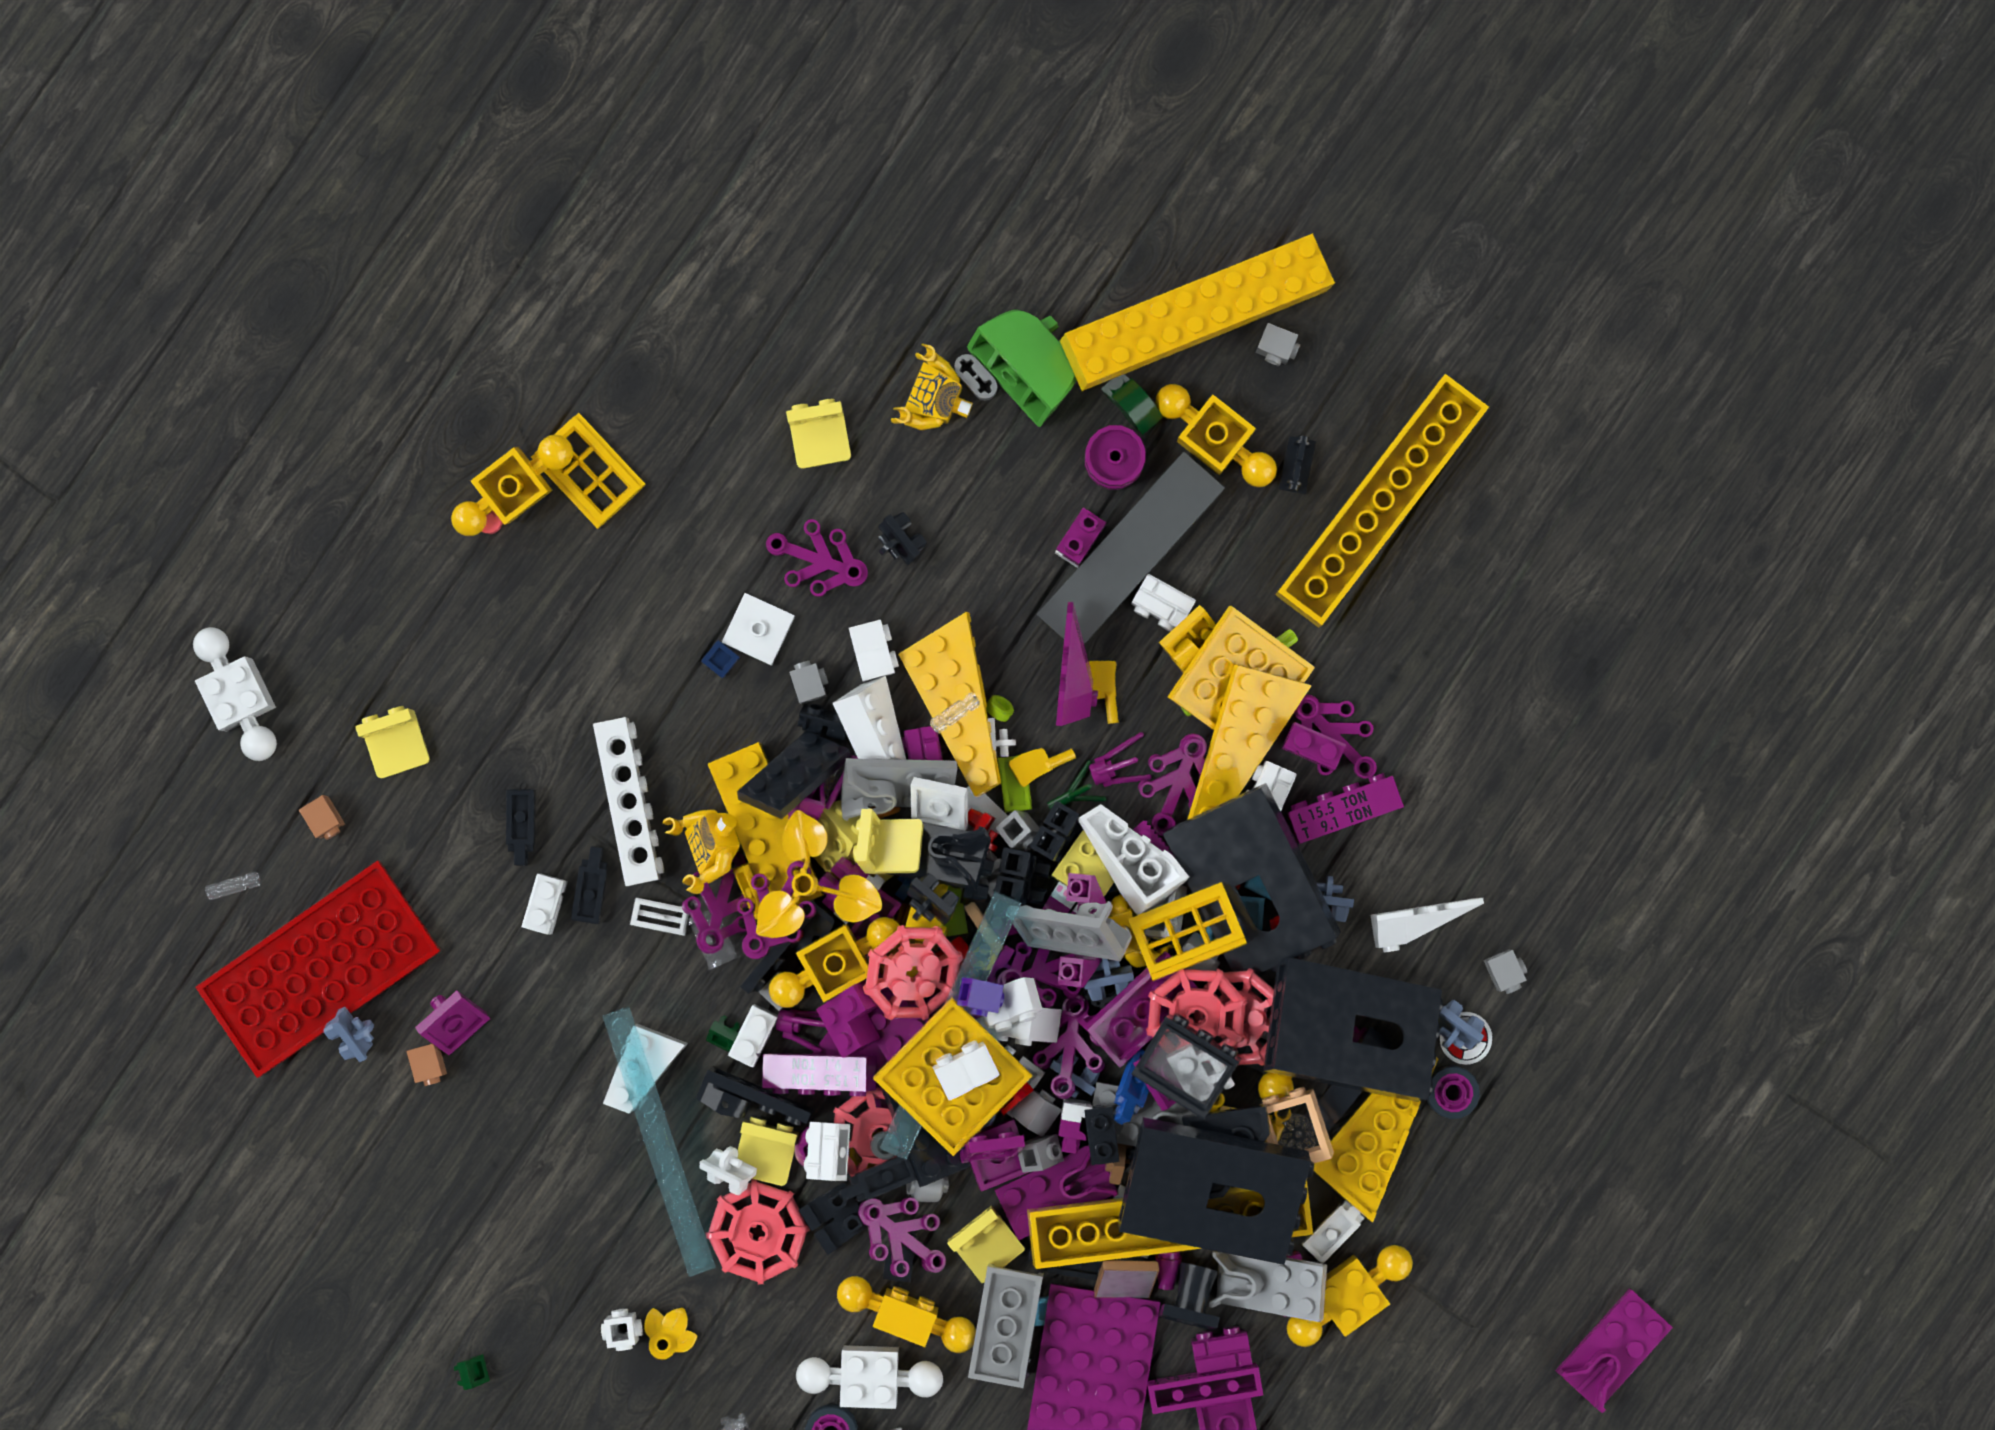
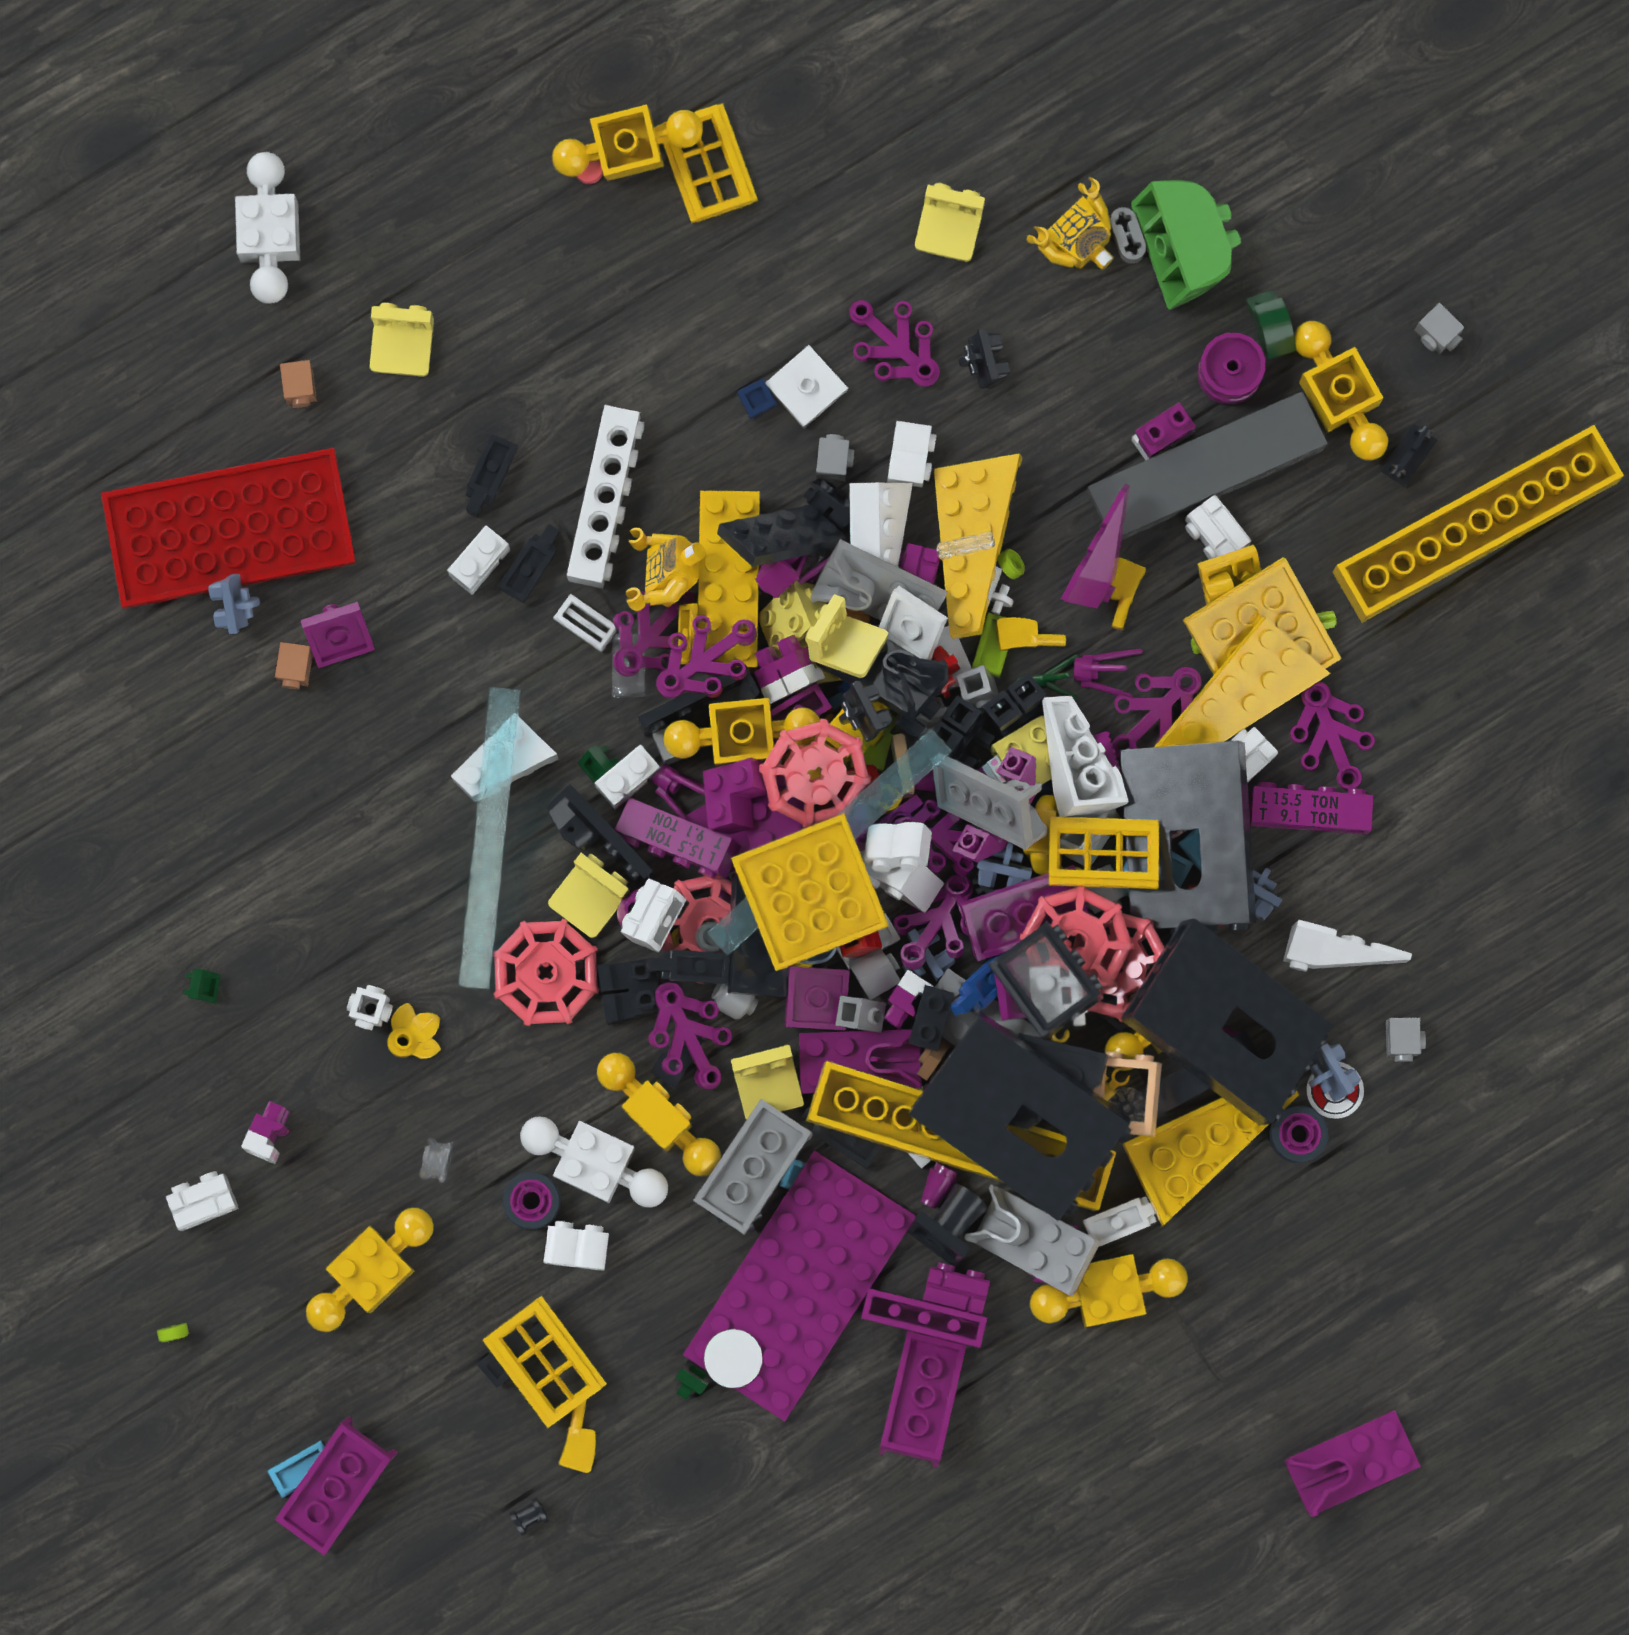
camera: 15 degrees right, 5 degrees down
(232, 885) = (180, 412): clear axle -> none
(727, 1167) = (546, 892): white hips -> none
(780, 915) = (709, 661): yellow plant -> none
(965, 1070) = (826, 887): white brick -> none
(980, 996) = (873, 821): dark purple brick -> none
(983, 1149) = (816, 983): magenta plate -> none
(1126, 1279) = (892, 1174): flat silver tile -> none
(1196, 312) = (1373, 261): yellow brick -> none
(1313, 746) = (1307, 732): magenta brick -> none

